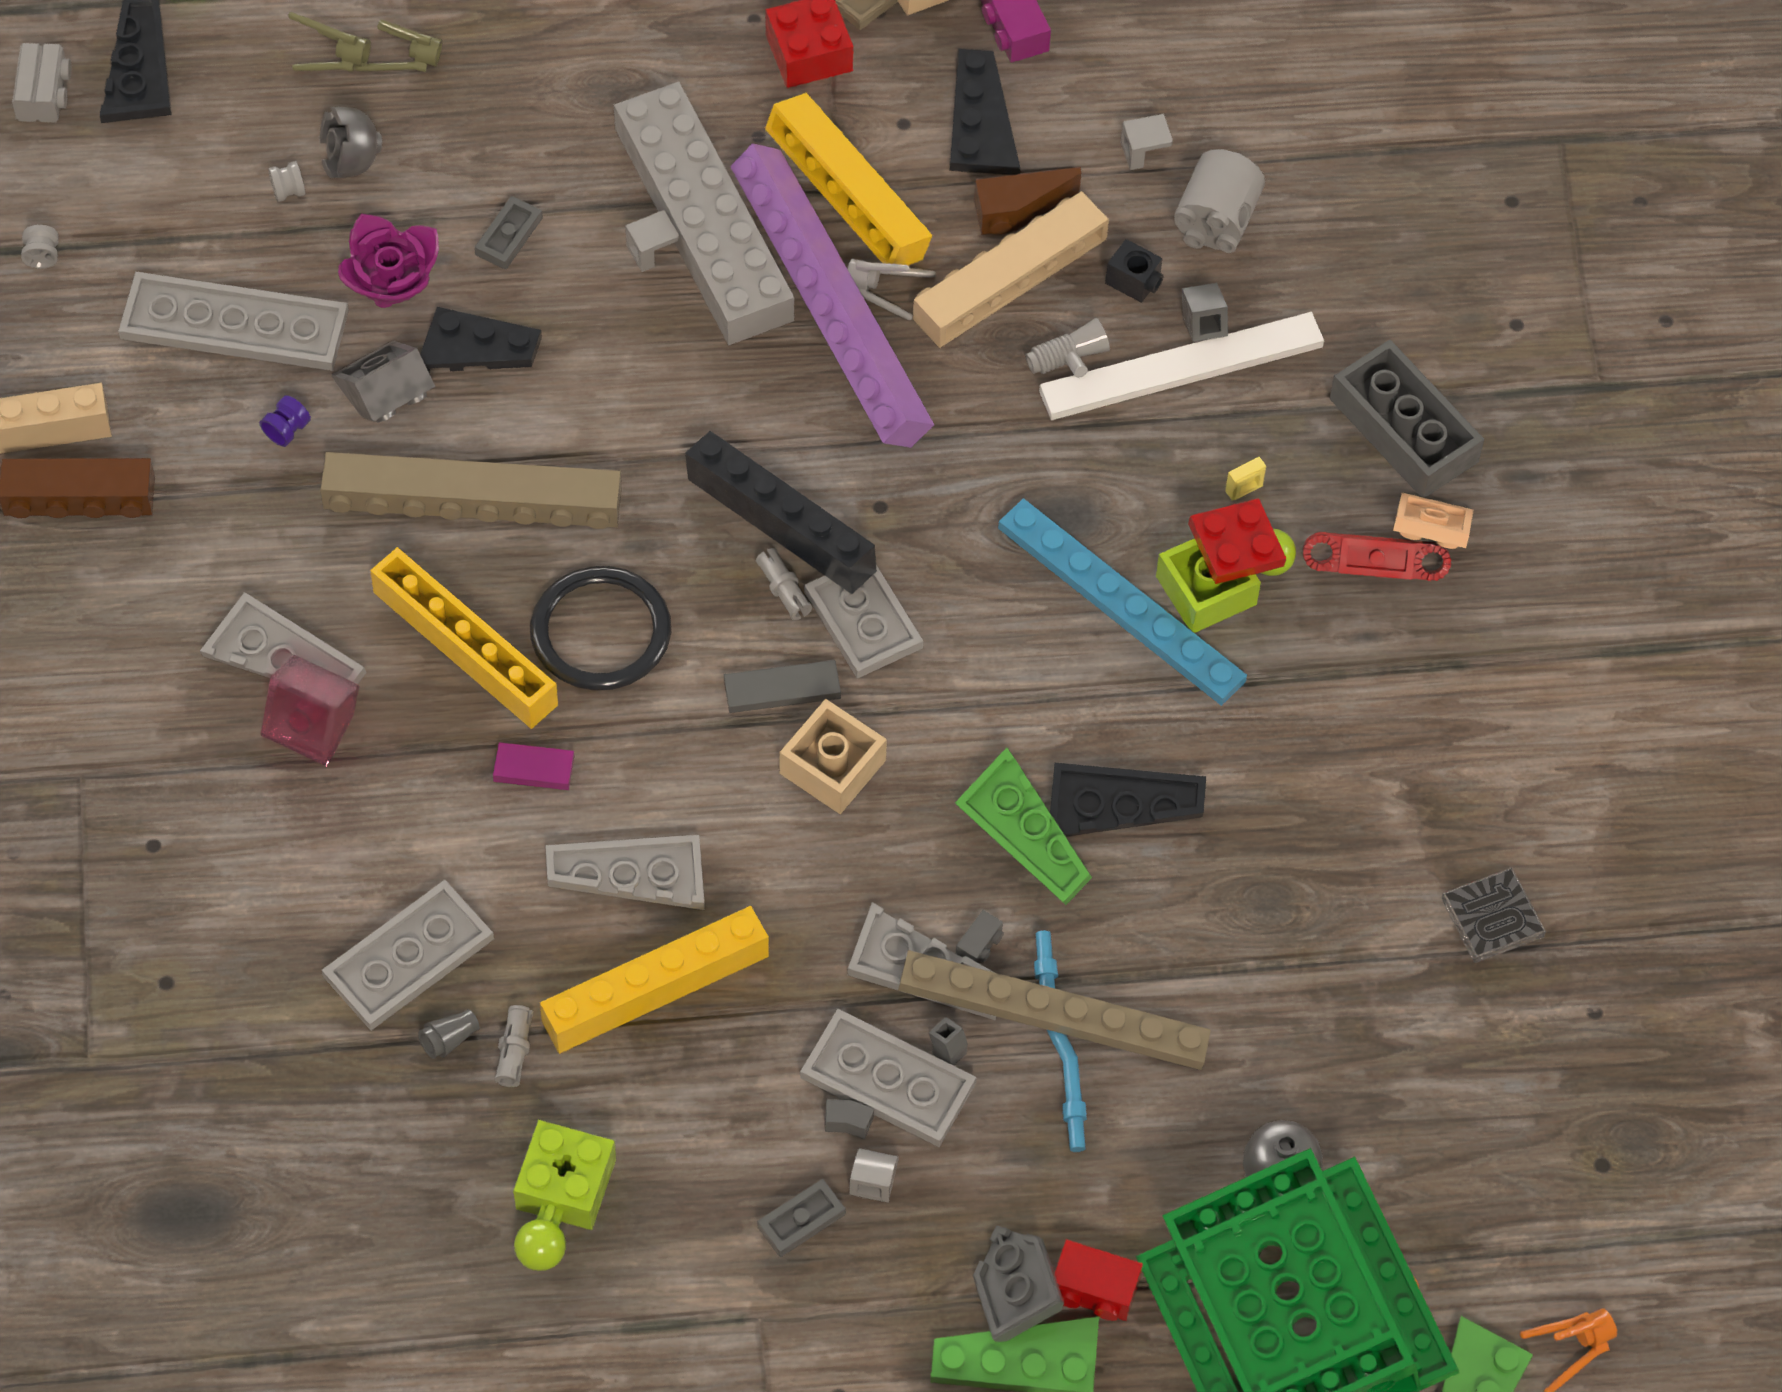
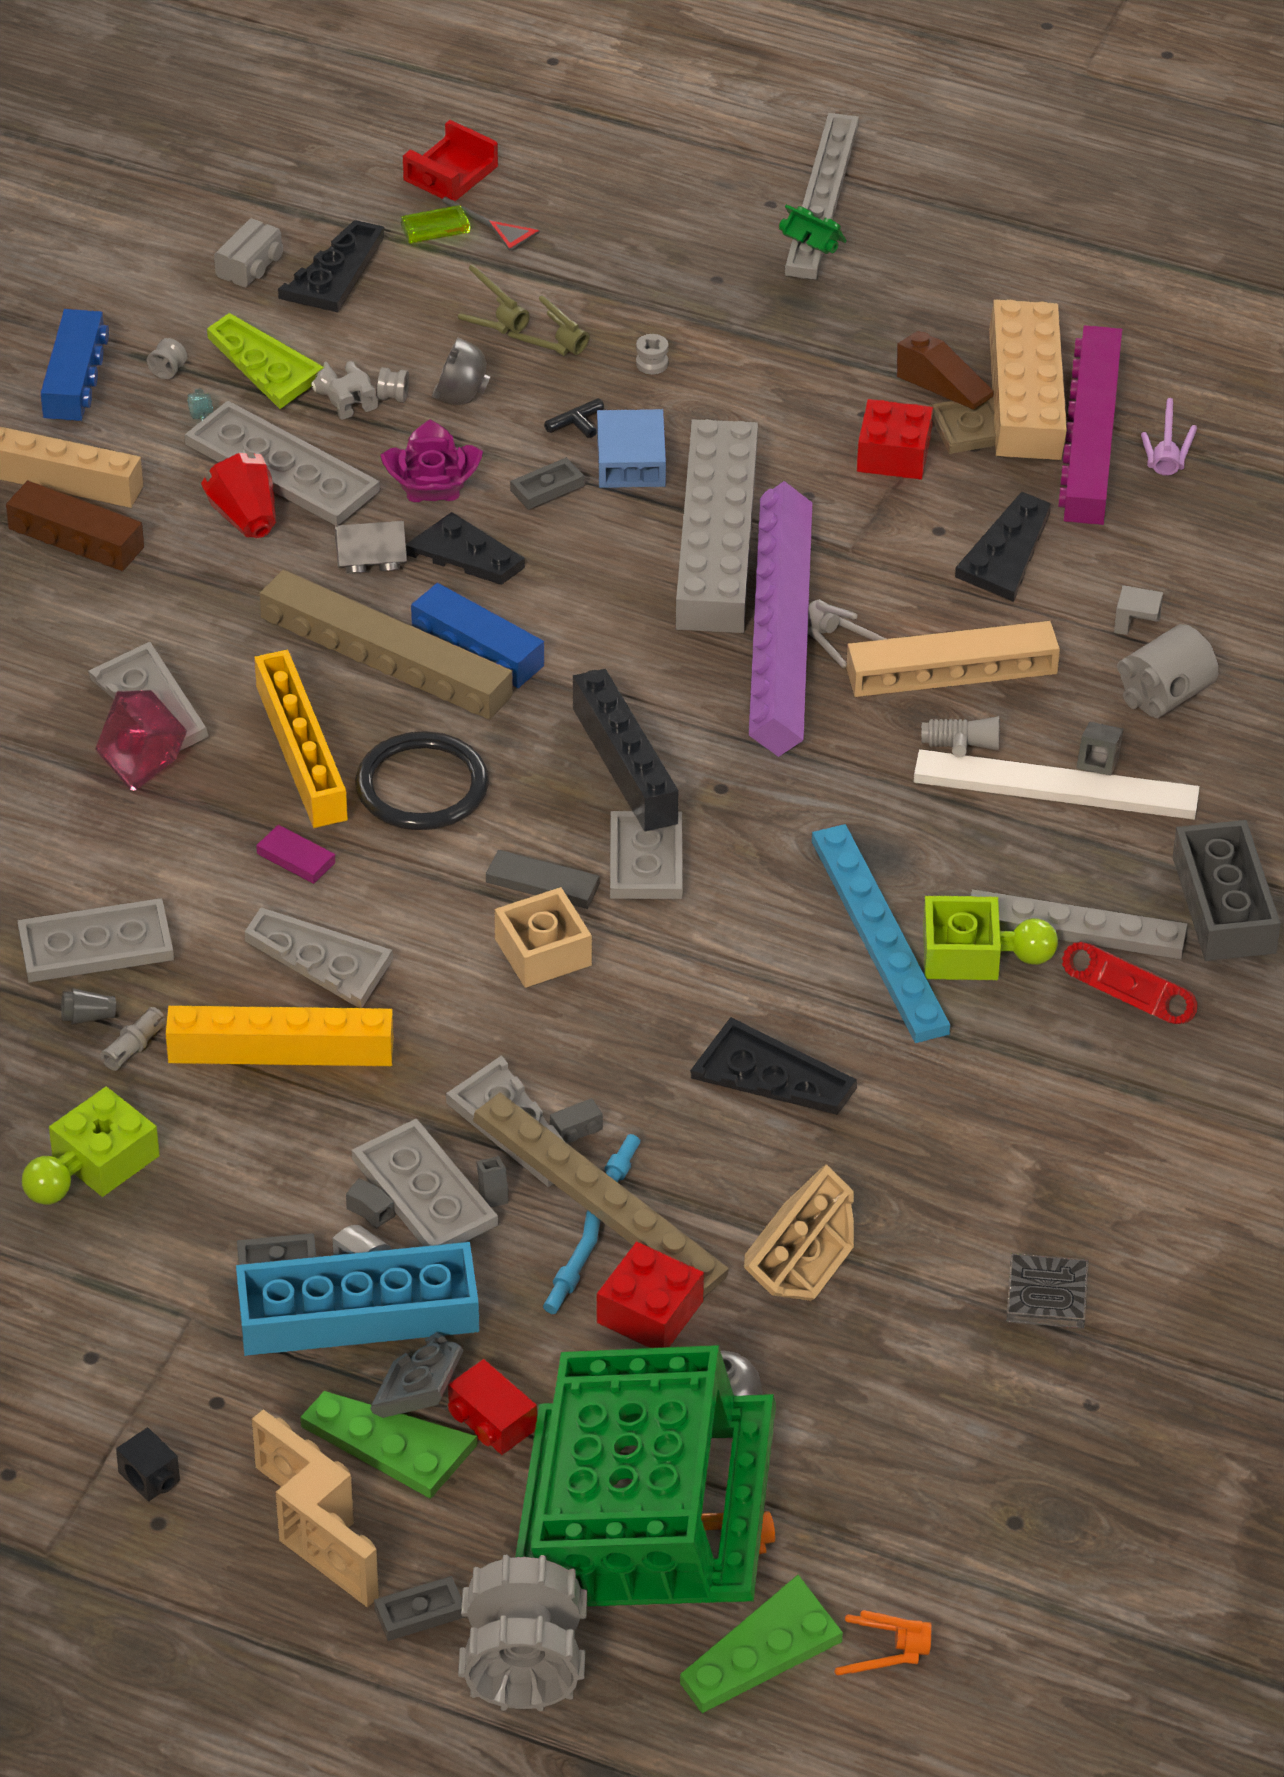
camera: 30 degrees right, 15 degrees down
(108, 287) = (200, 404): none -> clear light blue plate
(142, 206) = (266, 361): none -> lime wing
(230, 382) = (243, 494): none -> red cone
(244, 207) = (344, 391): none -> light grey animal
(285, 421) = (270, 542): dark purple wheel -> none
(485, 140) = (577, 417): none -> black piece
(522, 41) = (652, 354): none -> light grey wheel
(551, 438) = (478, 631): none -> blue brick
(565, 157) = (631, 448): none -> medium blue brick
(649, 235) = (659, 522): light grey panel -> none
(784, 584) = (596, 807): light grey pin -> none
(848, 181) = (856, 547): yellow brick -> none
(909, 1230) = (357, 1298): none -> dark azure brick
(1015, 200) = (987, 607): reddish brown slope -> none
(1019, 821) = (671, 1052): bright green wing -> none
(1131, 259) = (1060, 698): black brick -> none
(1165, 1096) = (650, 1297): none -> red brick
(1237, 541) = (999, 910): red plate -> none
(1245, 478) = (1051, 882): light yellow tile -> none
(1260, 969) = (805, 1239): none -> tan wedge
(1324, 502) = (1094, 925): none -> light grey plate
(1433, 520) = (1201, 975): light nougat plate -> none

